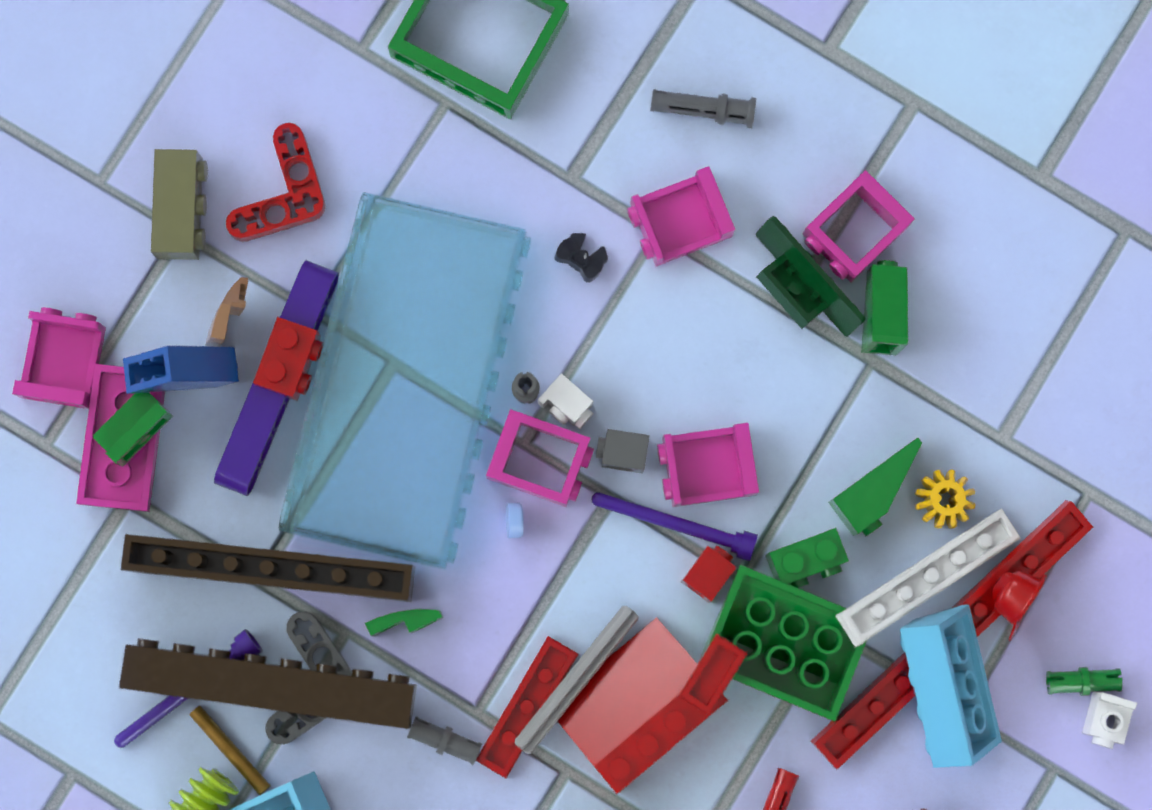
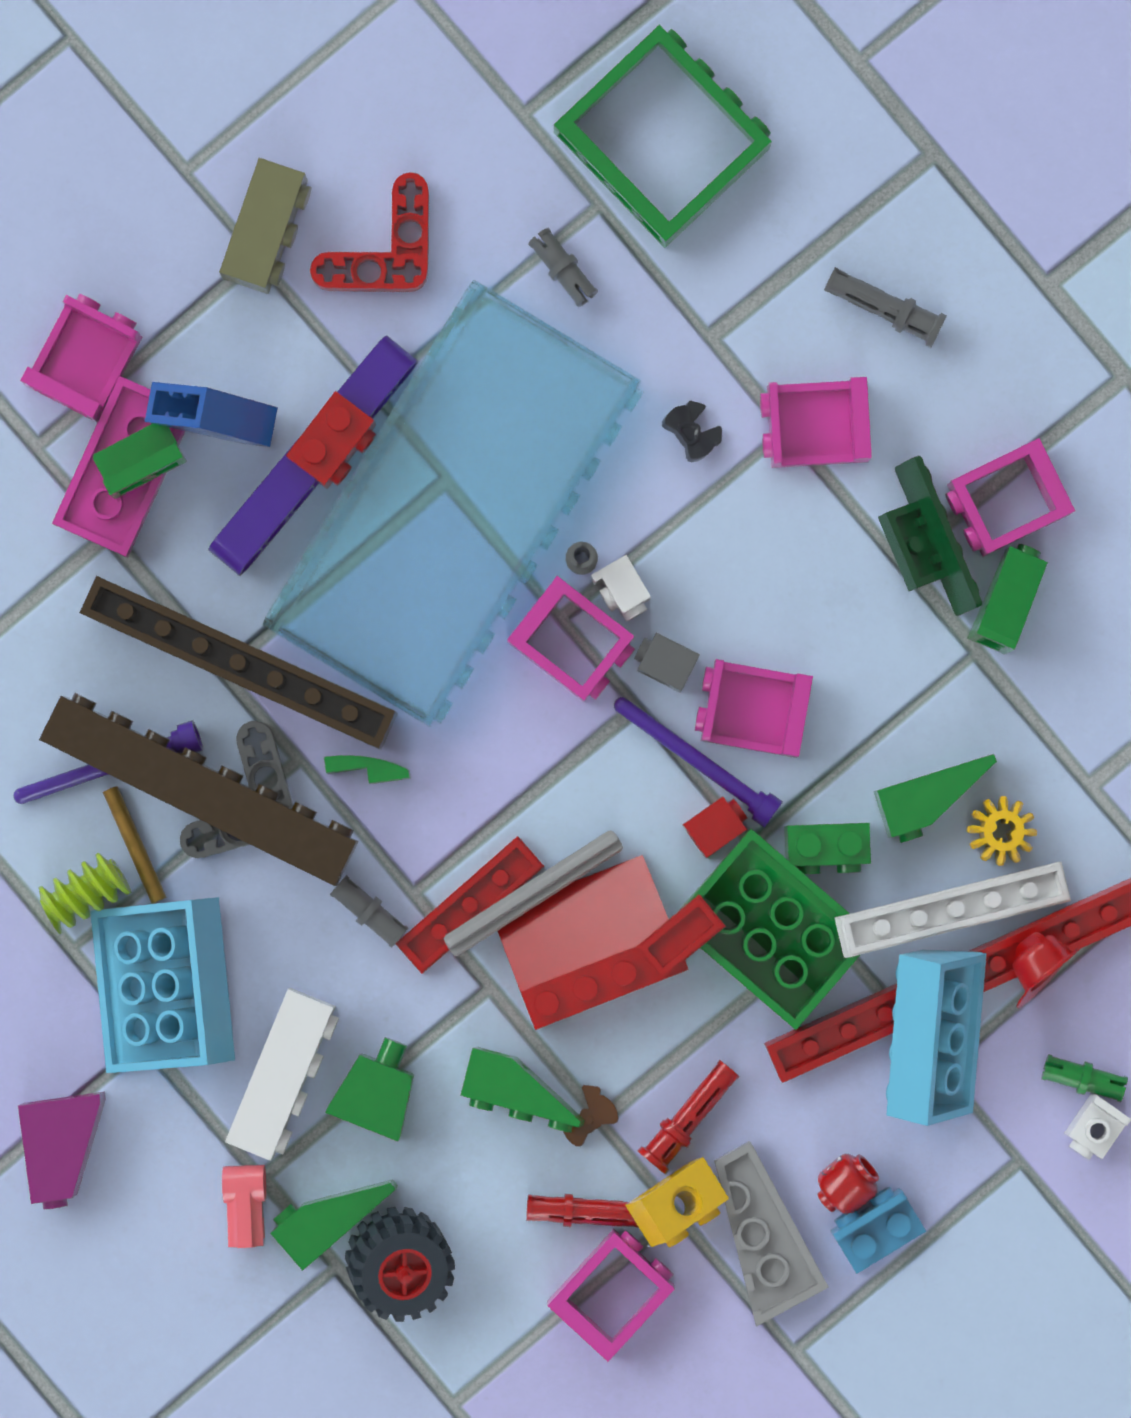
camera: 20 degrees right, 5 degrees up
(231, 304) = (290, 358): medium nougat slope -> none
(433, 159) = (563, 267): none -> dark grey pin
(514, 520) = (522, 698): light blue tile -> none

